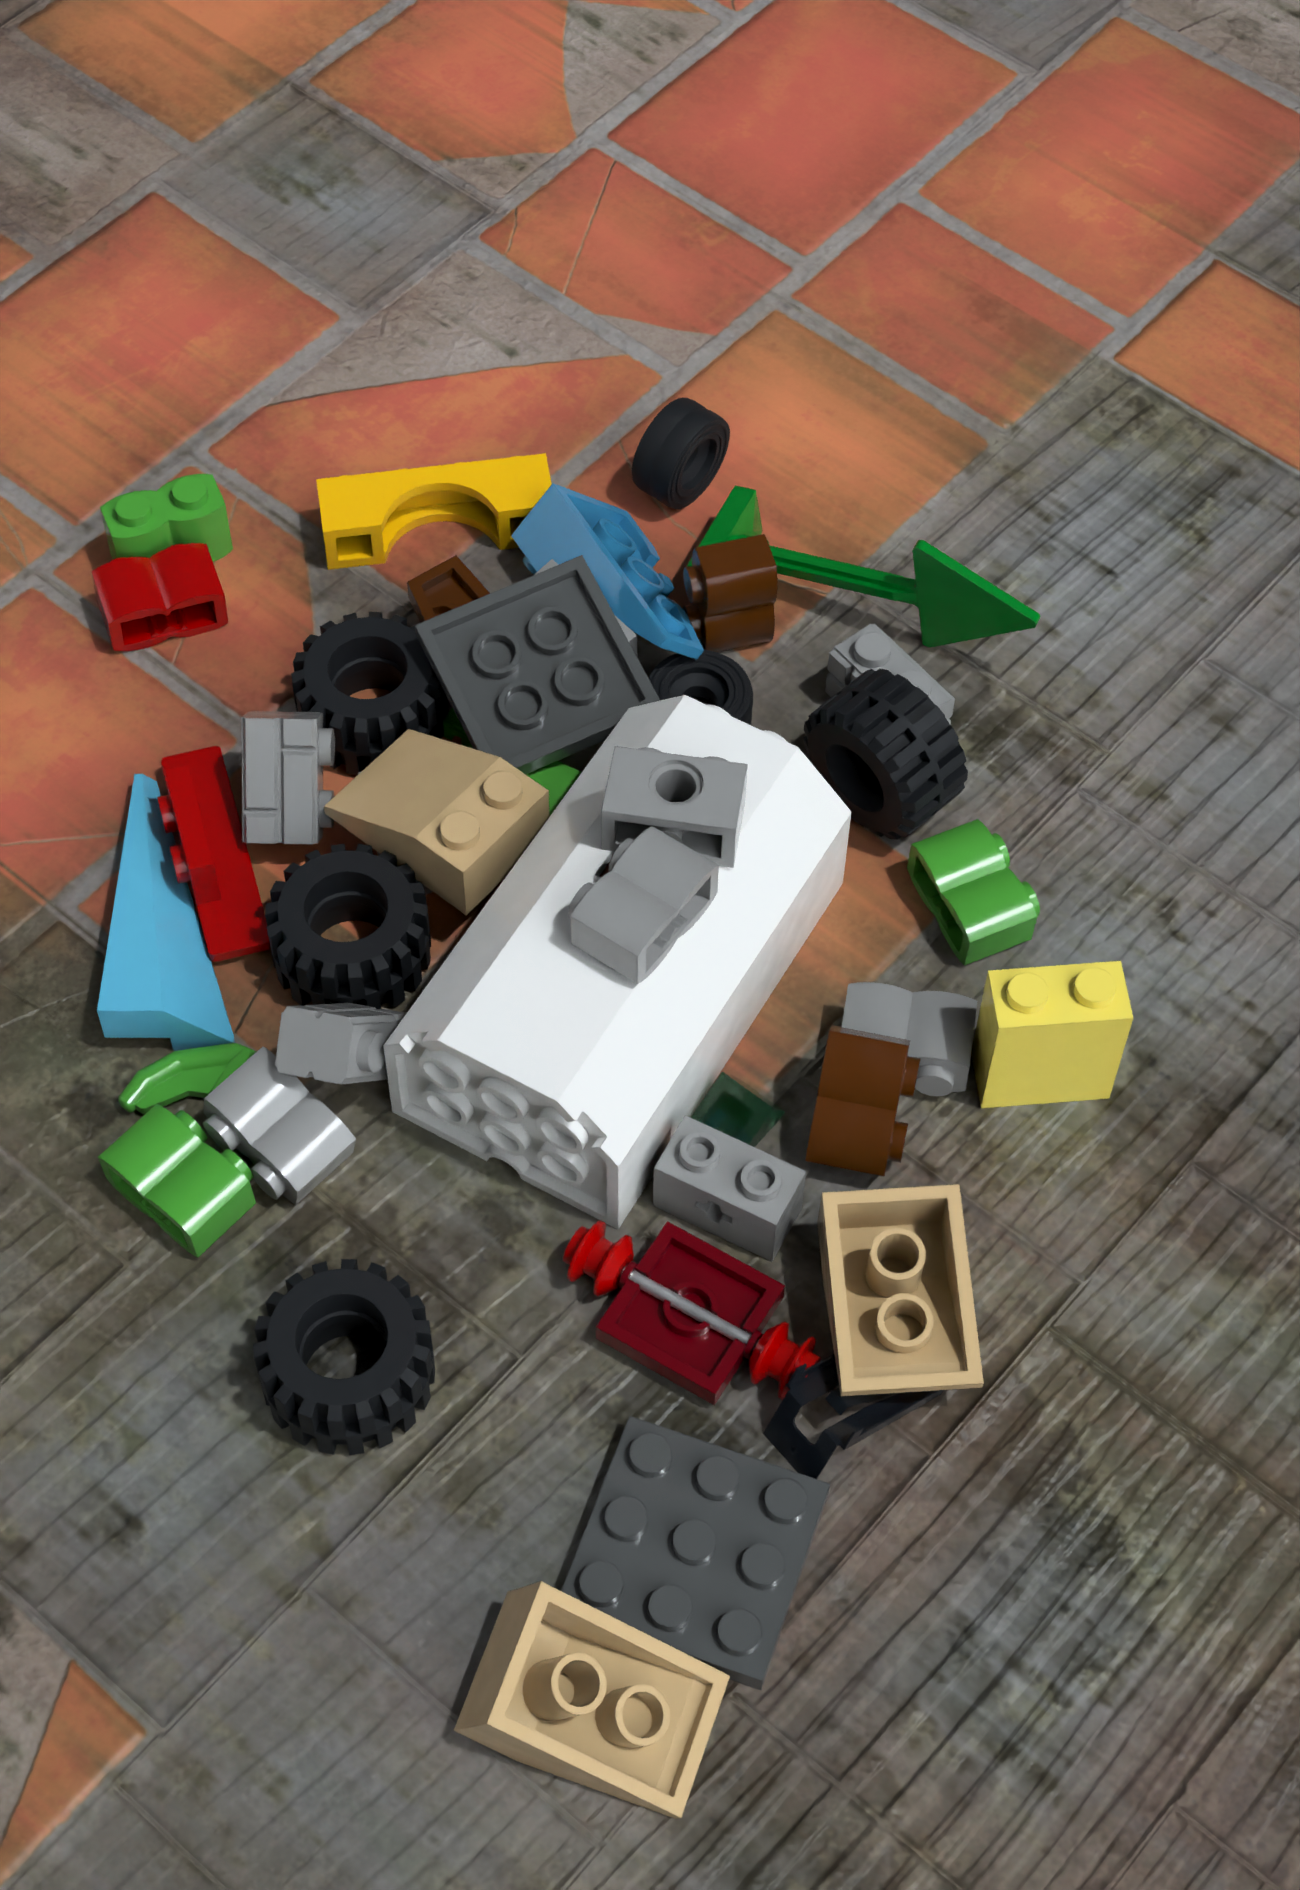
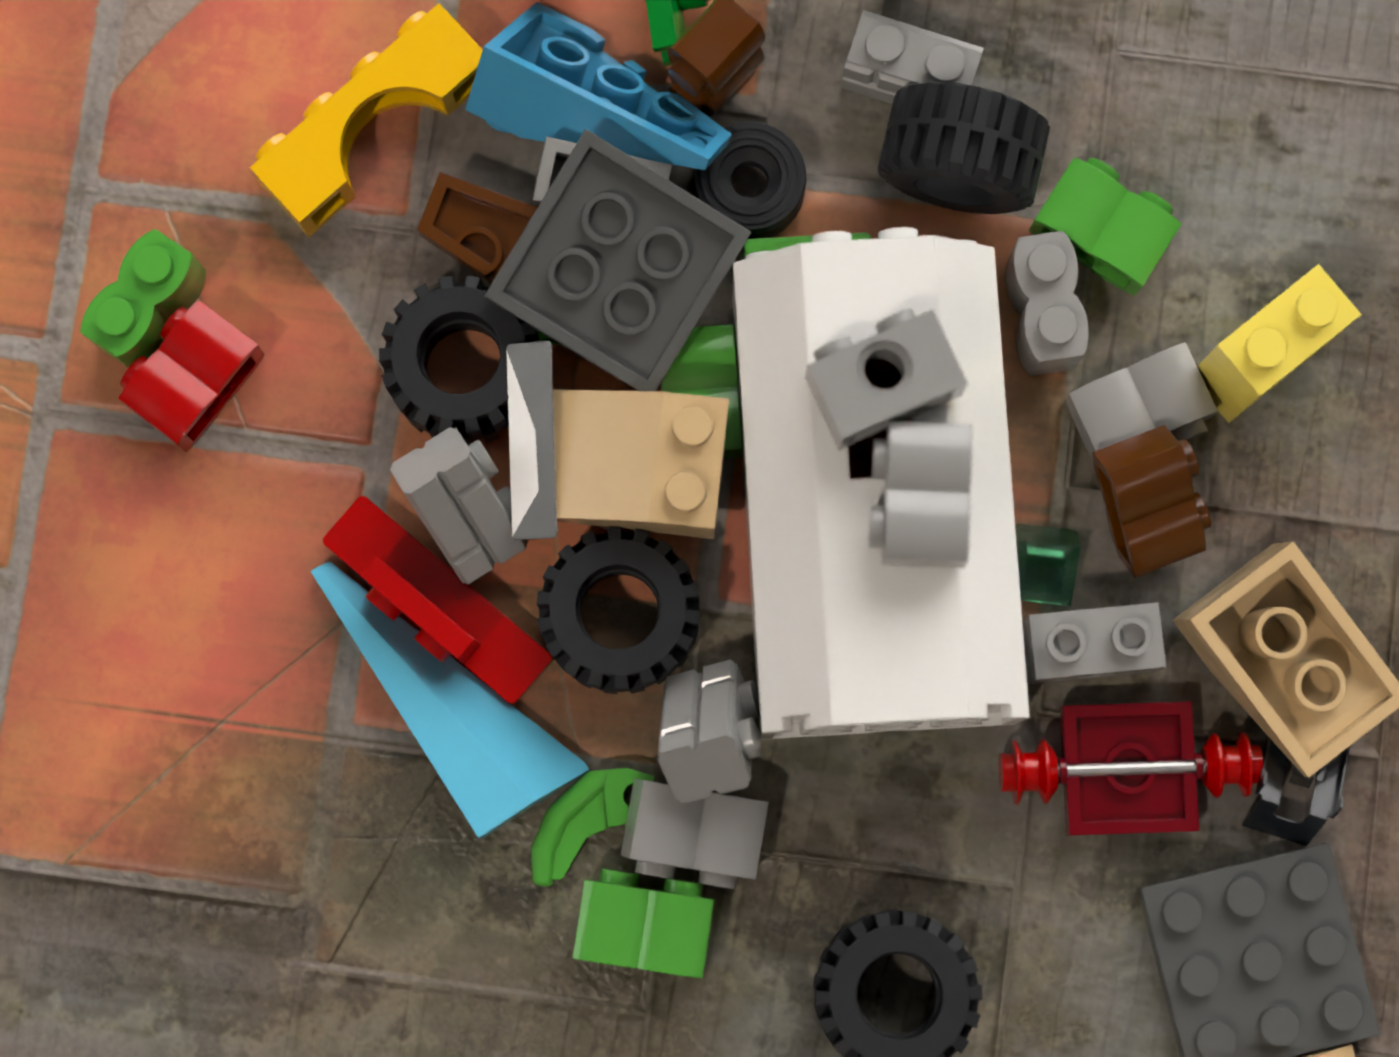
camera: 30 degrees left, 25 degrees up
(372, 754) = (531, 440): none -> dark grey sticker
(878, 914) = (1041, 287): none -> light grey brick

